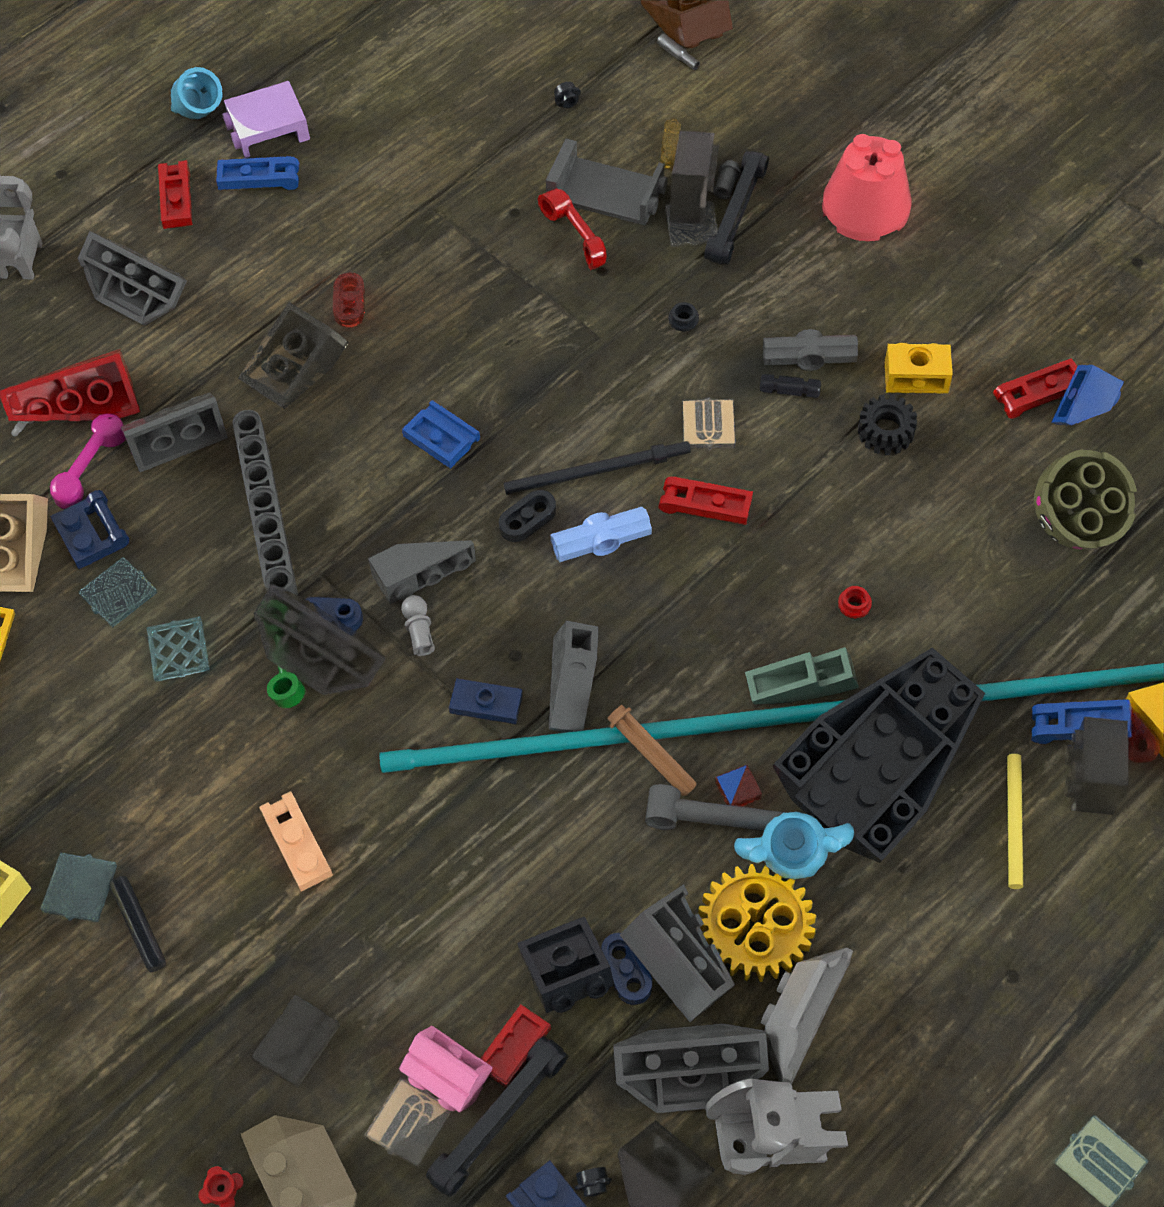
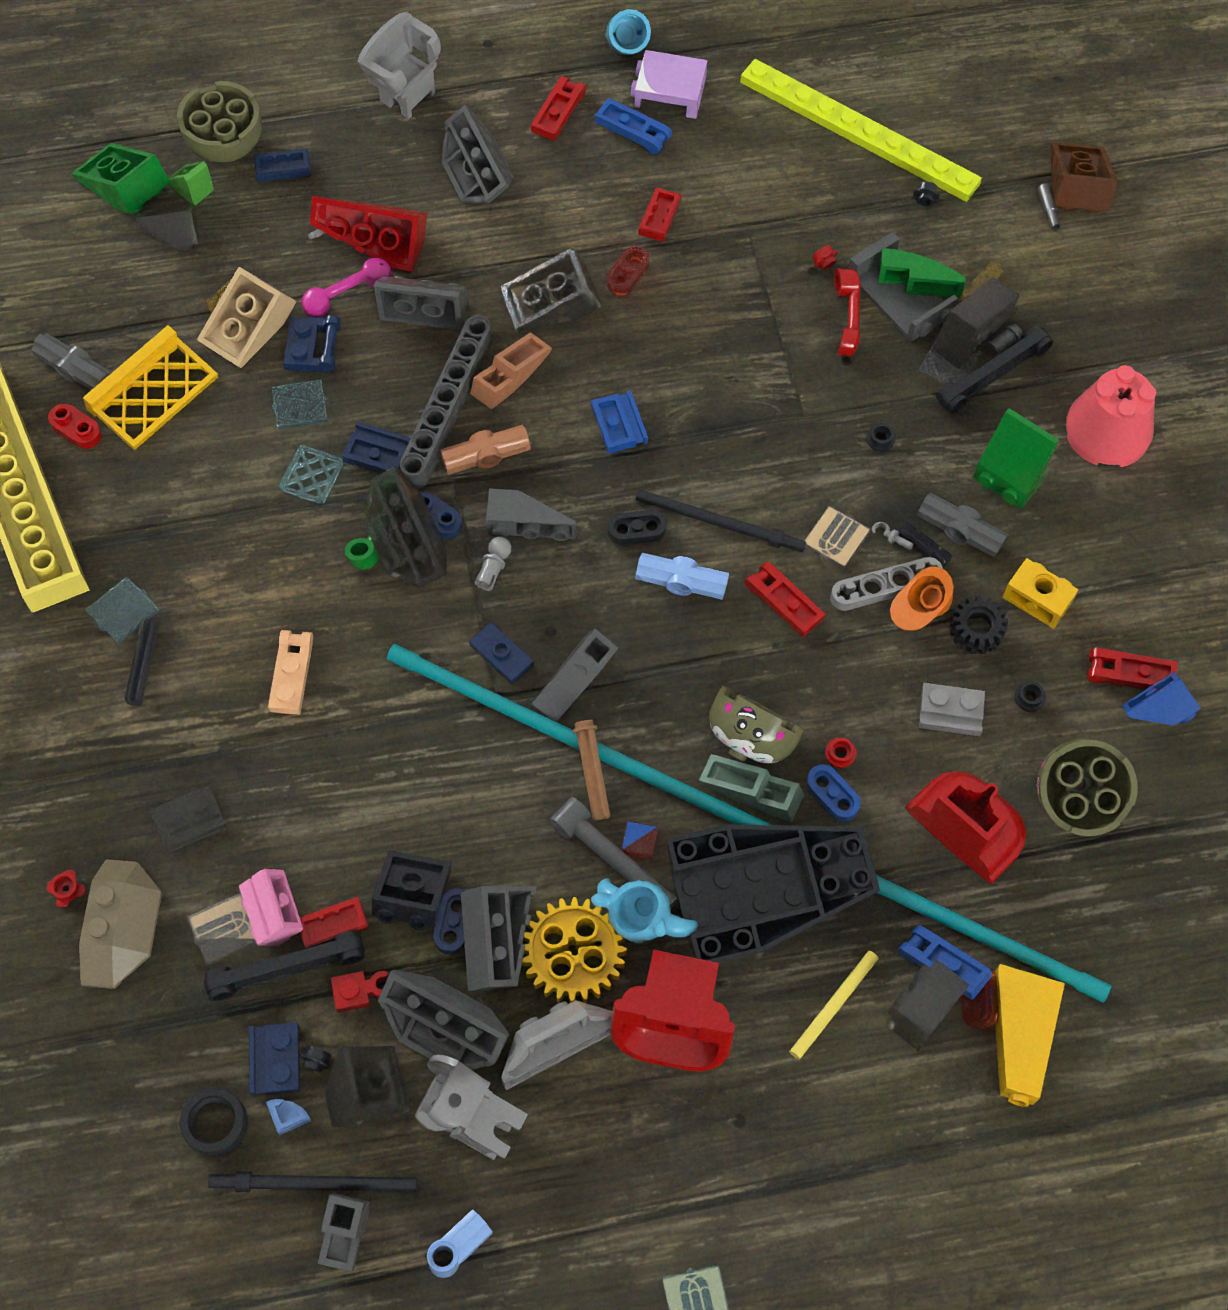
camera: 30 degrees right, 5 degrees up
(228, 588) = (374, 448): none -> dark blue plate
(303, 446) = (509, 370): none -> nougat slope
(333, 529) = (485, 449): none -> nougat piece
(341, 236) = (659, 214): none -> red plate
(464, 72) = (861, 130): none -> neon yellow plate
(519, 194) = (825, 257): none -> red plate
(580, 1094) = (353, 990): none -> red plate
(613, 163) = (919, 274): none -> green slope
(757, 394) = (892, 536): none -> light grey hand
(768, 624) = (752, 728): none -> olive cylinder
(778, 434) = (882, 578): none -> light grey beam
(819, 265) = (1016, 459): none -> green slope
(827, 428) = (922, 599): none -> orange piece
(876, 637) = (835, 792): none -> blue plate
(898, 915) = (674, 1016): none -> red piece
(918, 509) = (951, 709): none -> light grey plate
(974, 451) = (1033, 689): none -> black plate
(1008, 591) = (971, 822): none -> red piece

